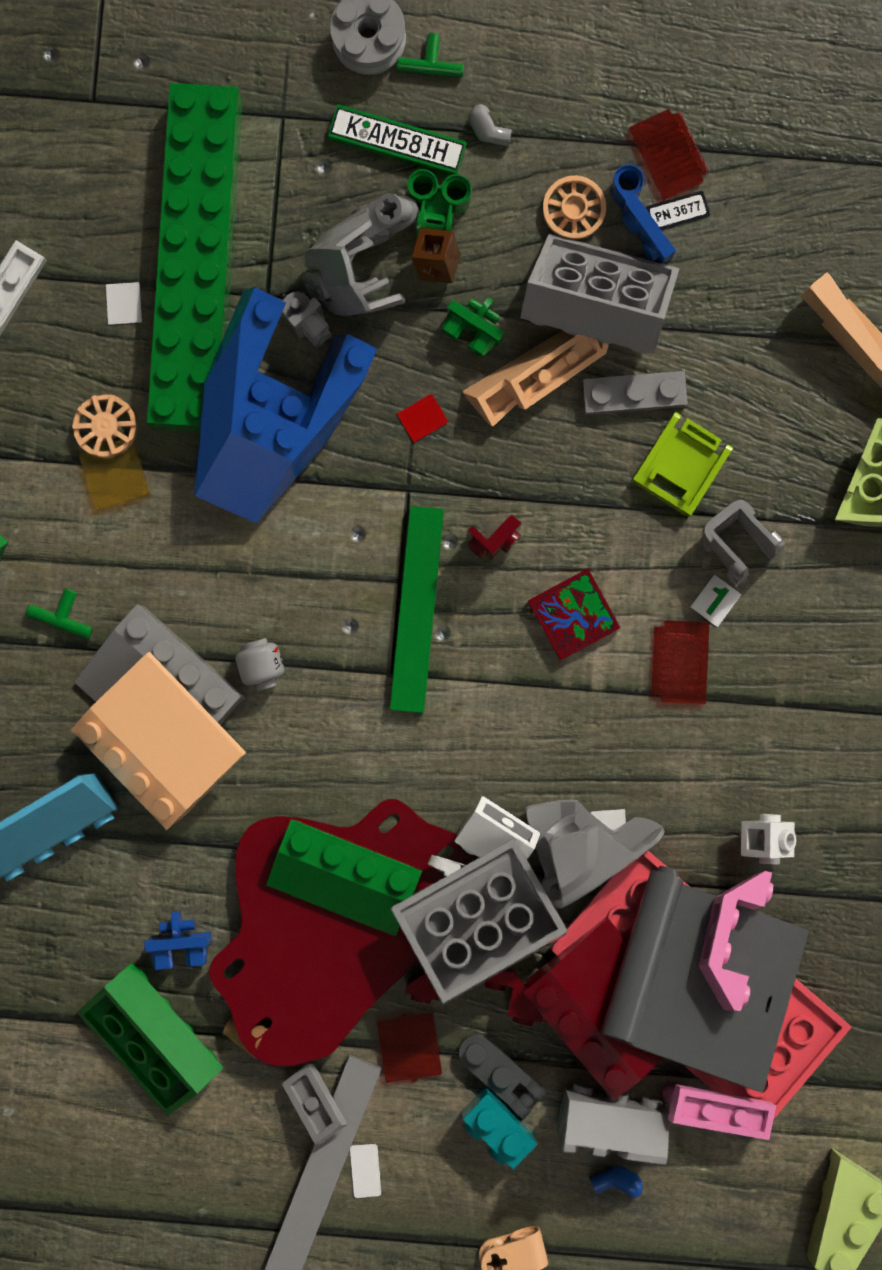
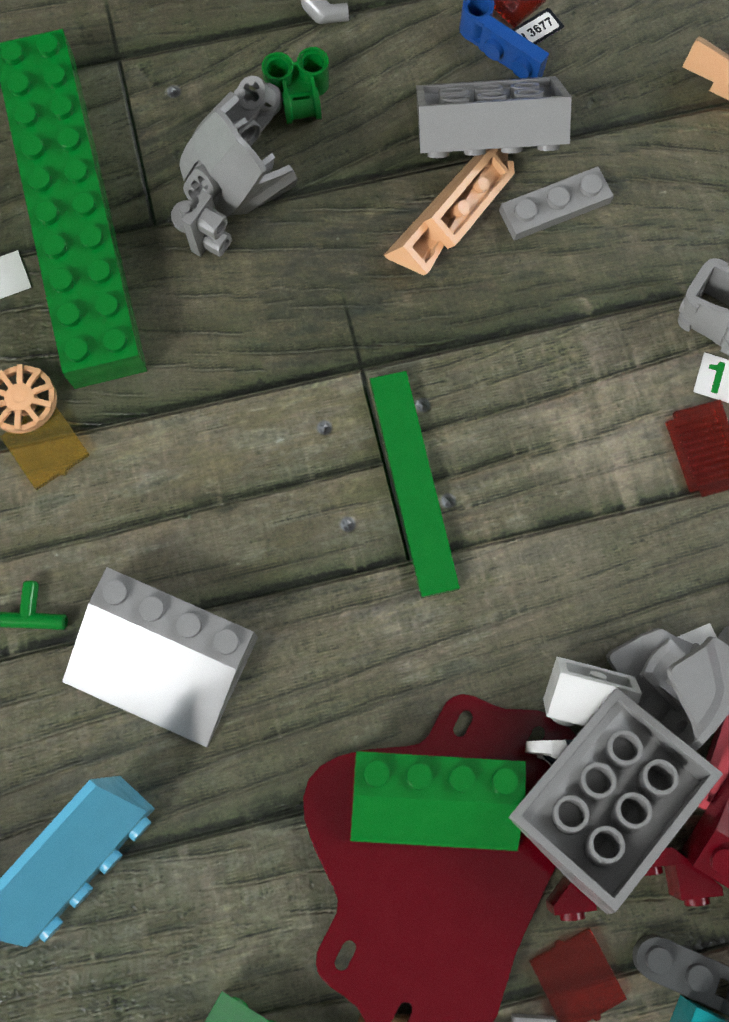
camera: 20 degrees left, 10 degrees down
(158, 741) = (175, 713): light nougat slope -> none
(194, 944) = (252, 958): blue hips -> none
(258, 429) = (183, 346): blue wedge -> none
(259, 664) = (263, 592): light grey head -> none
(397, 140) = (233, 44): tile -> none
(422, 417) = (351, 292): red sticker -> none
(436, 262) = (313, 136): reddish brown brick -> none
(486, 334) = (375, 181): green hips -> none
(502, 539) = (462, 387): dark red bracket -> none
(573, 614) = (578, 435): tile -> none
(574, 207) = (432, 55): light nougat wheel -> none
(685, 460) = (631, 252): lime container -> none

